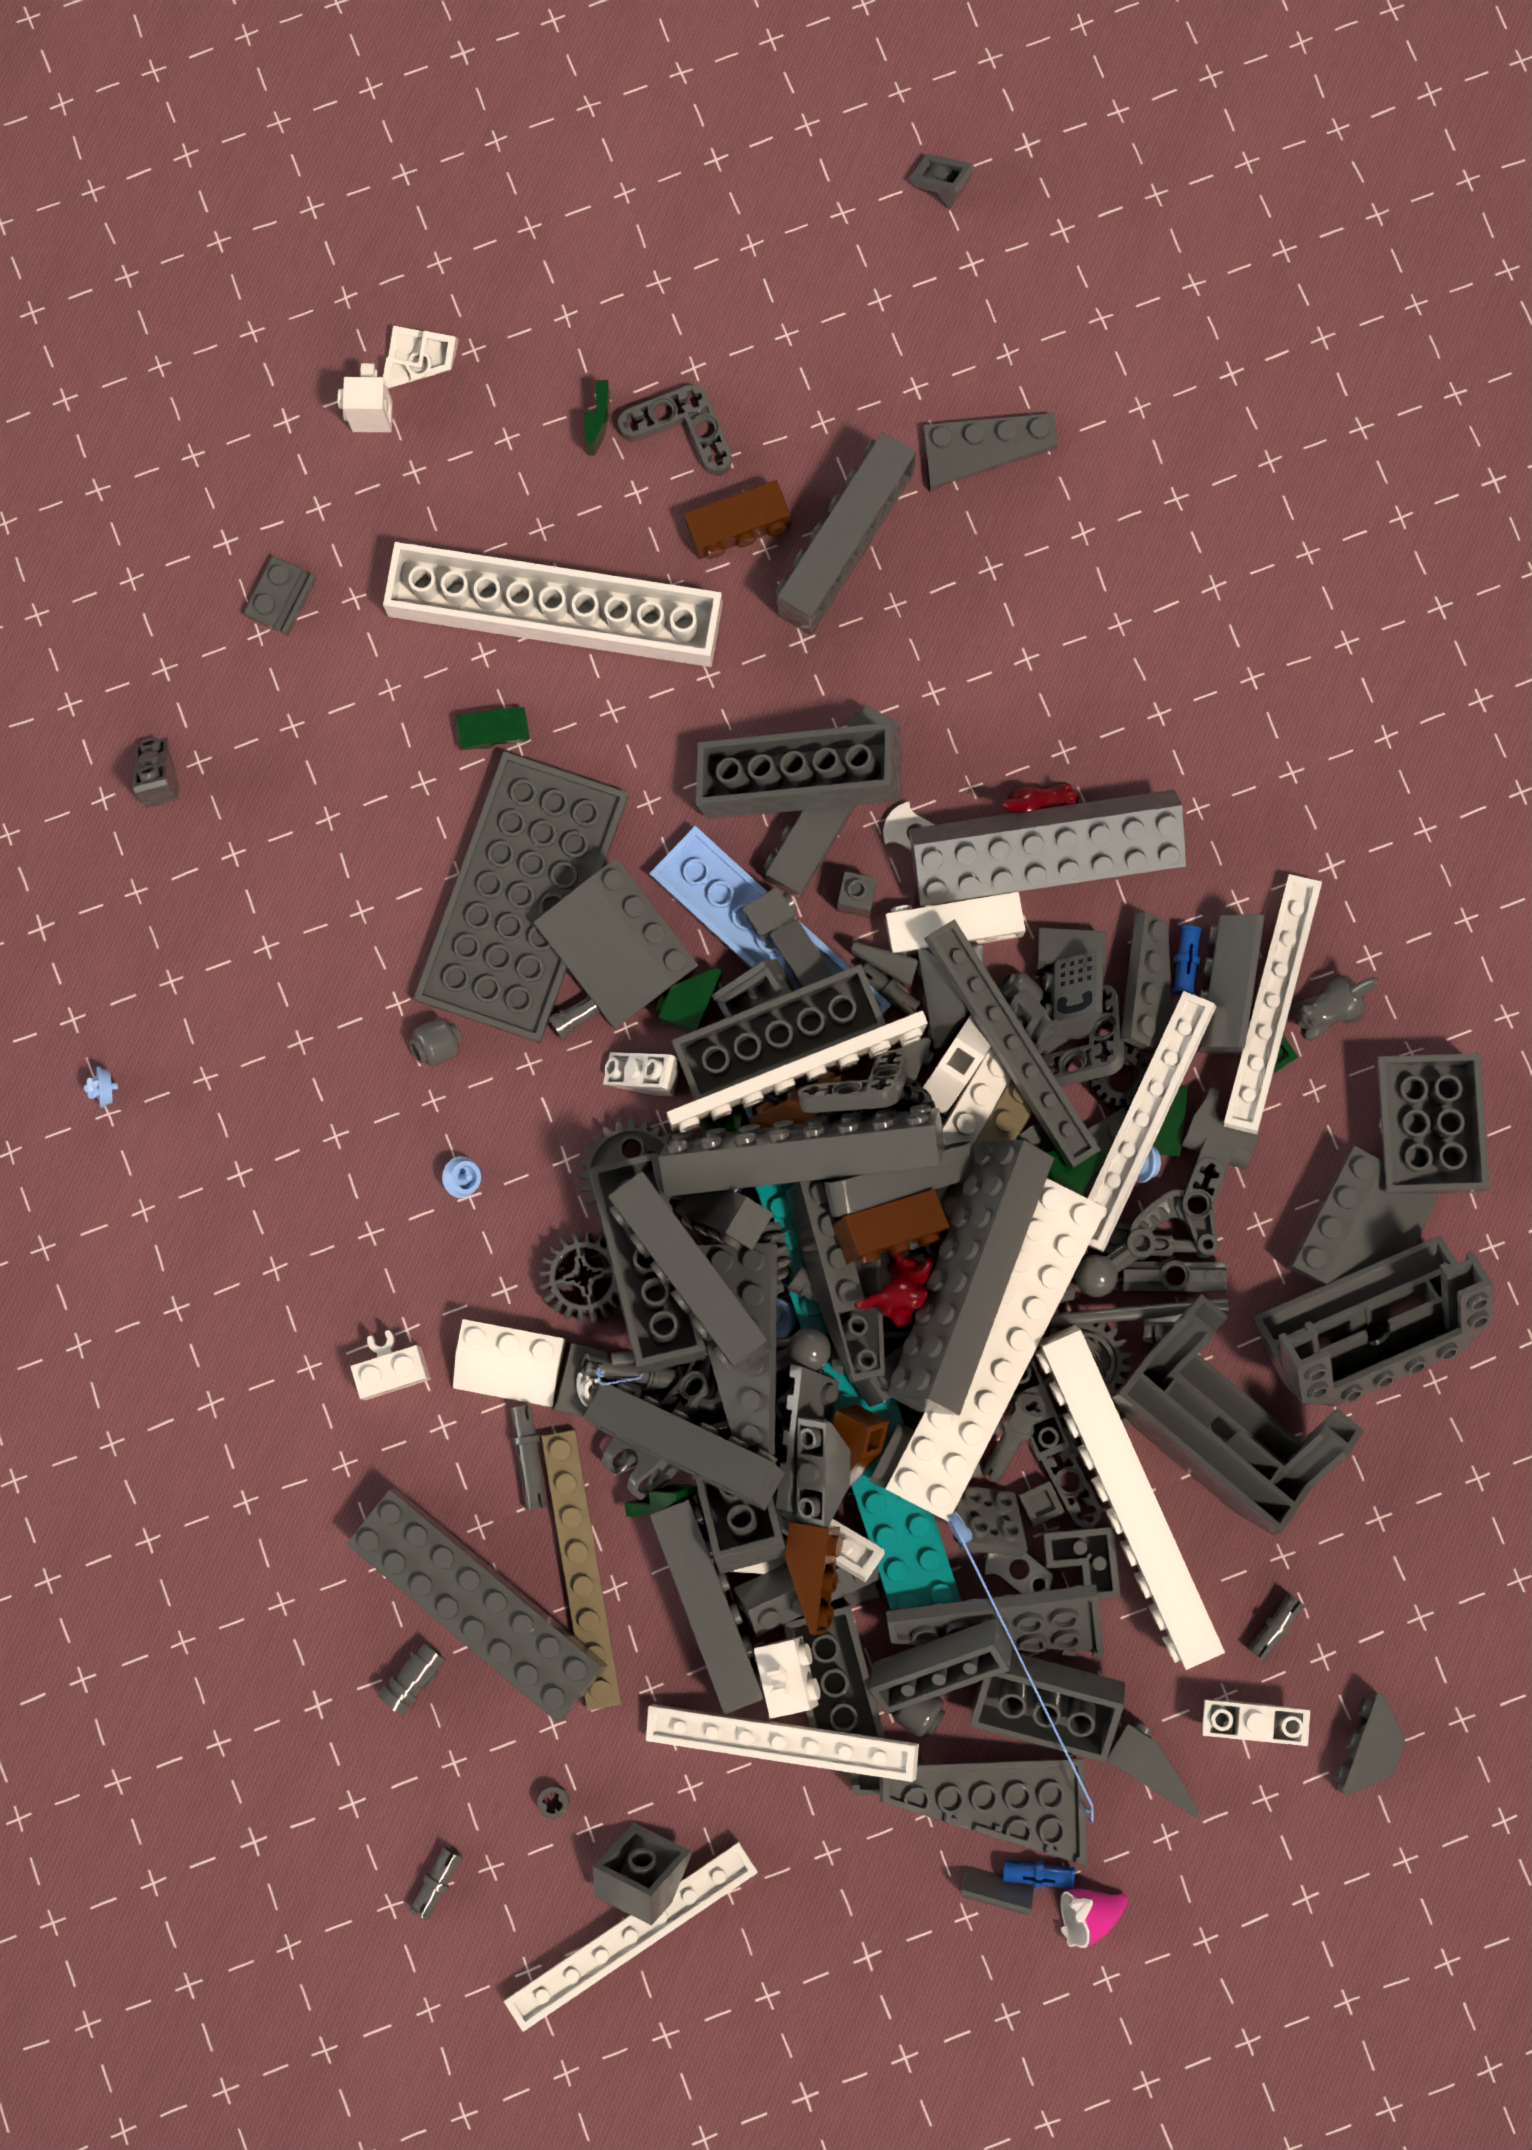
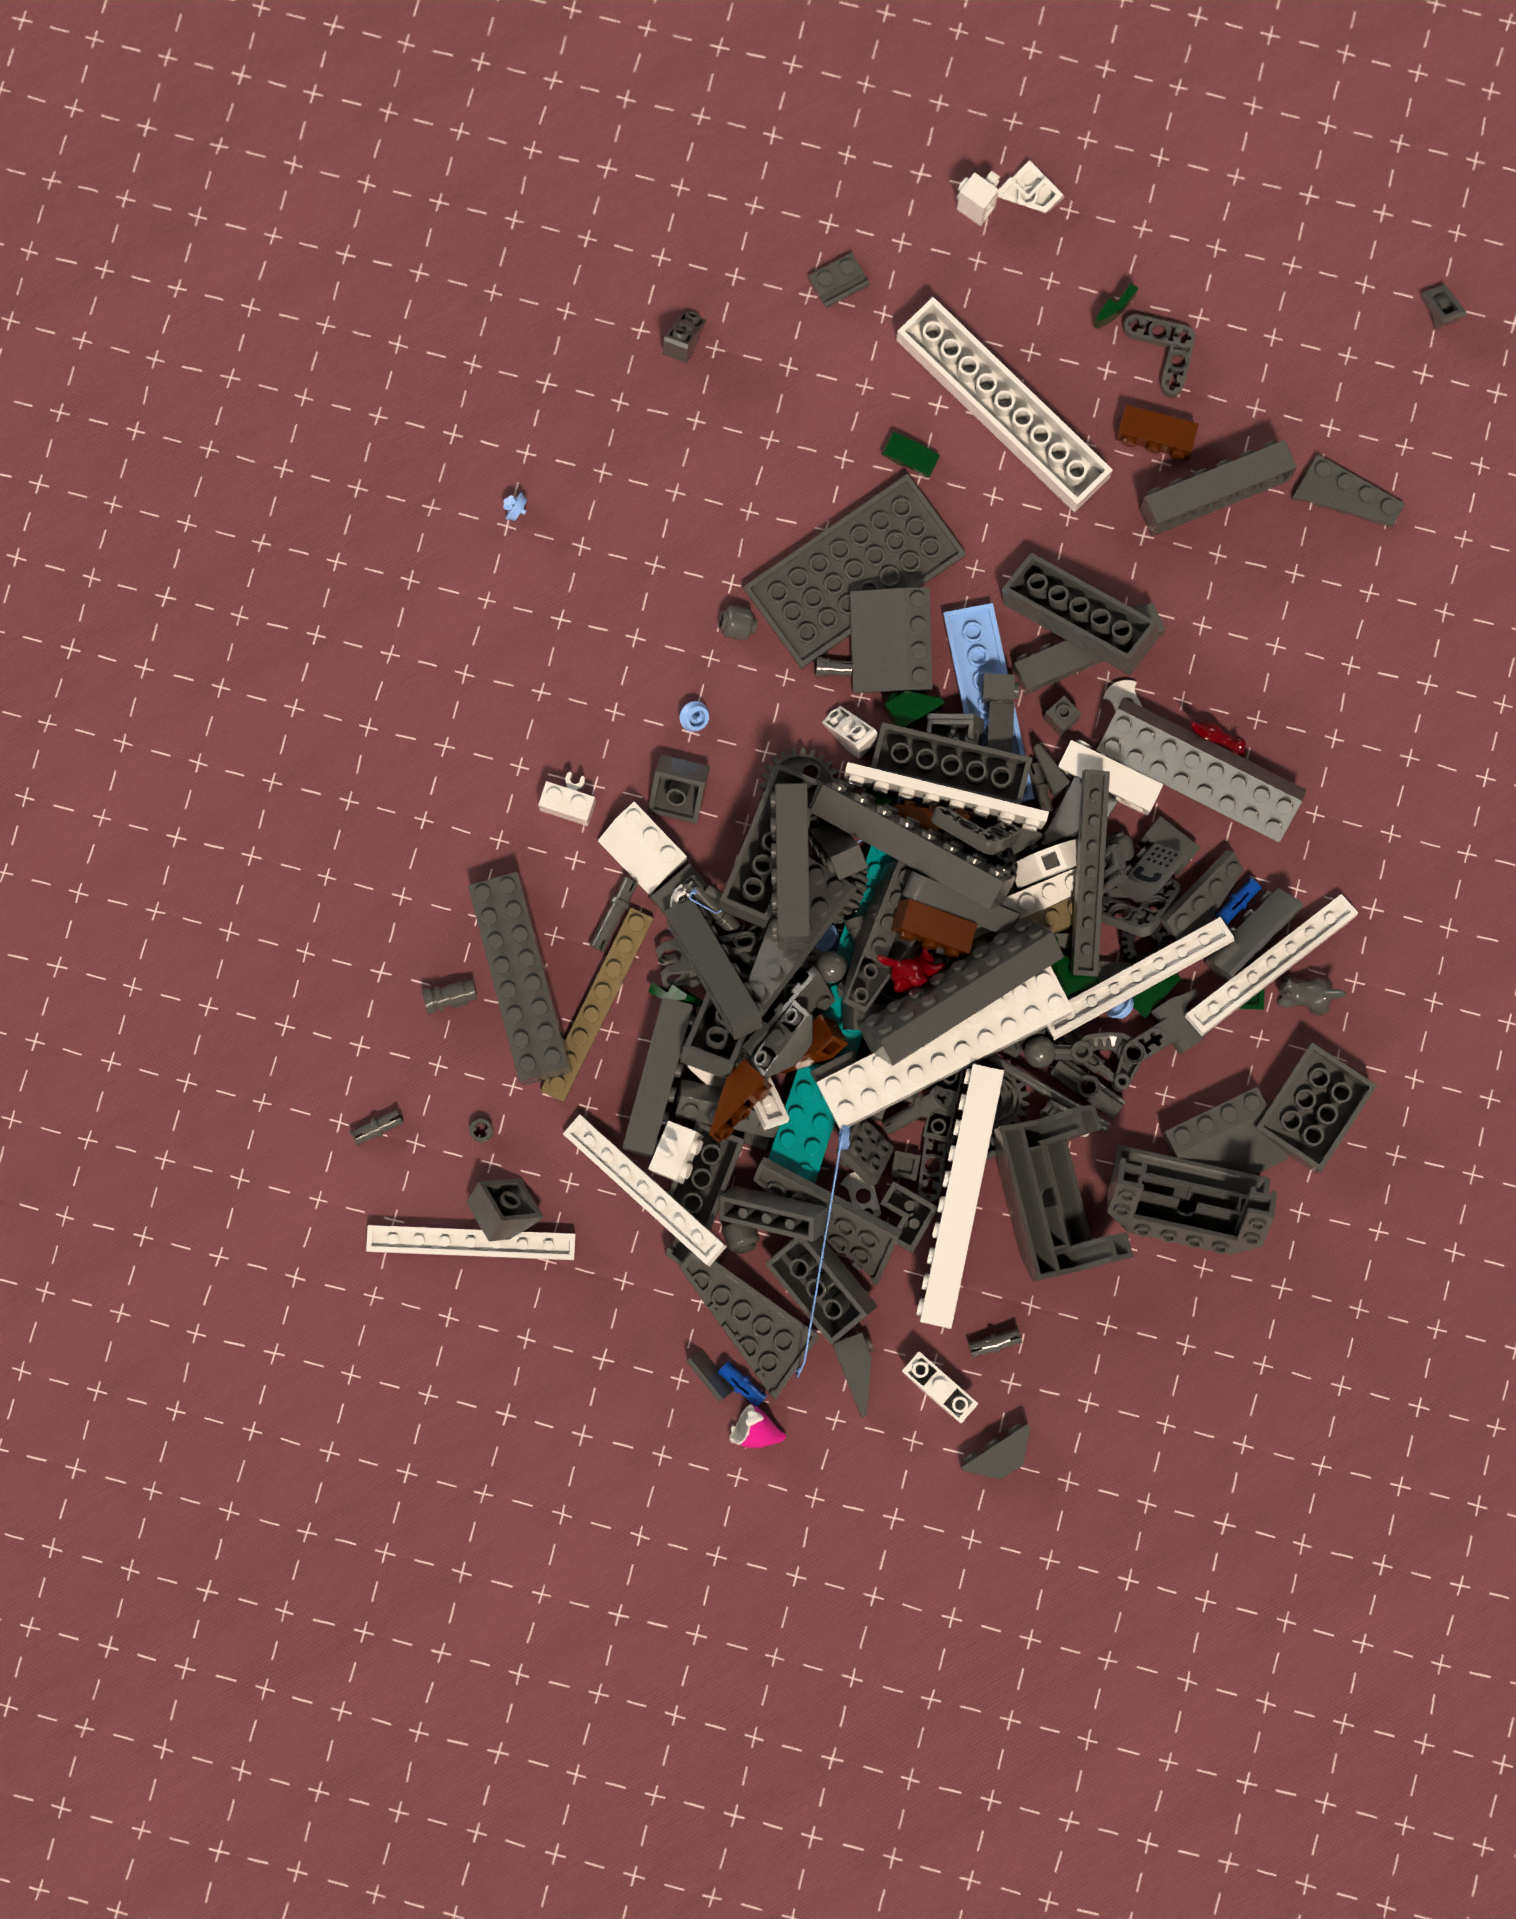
camera: 30 degrees right, 0 degrees up
(500, 1268) = (678, 789): none -> dark grey slope
(555, 1283) = (715, 825): dark grey gear -> none

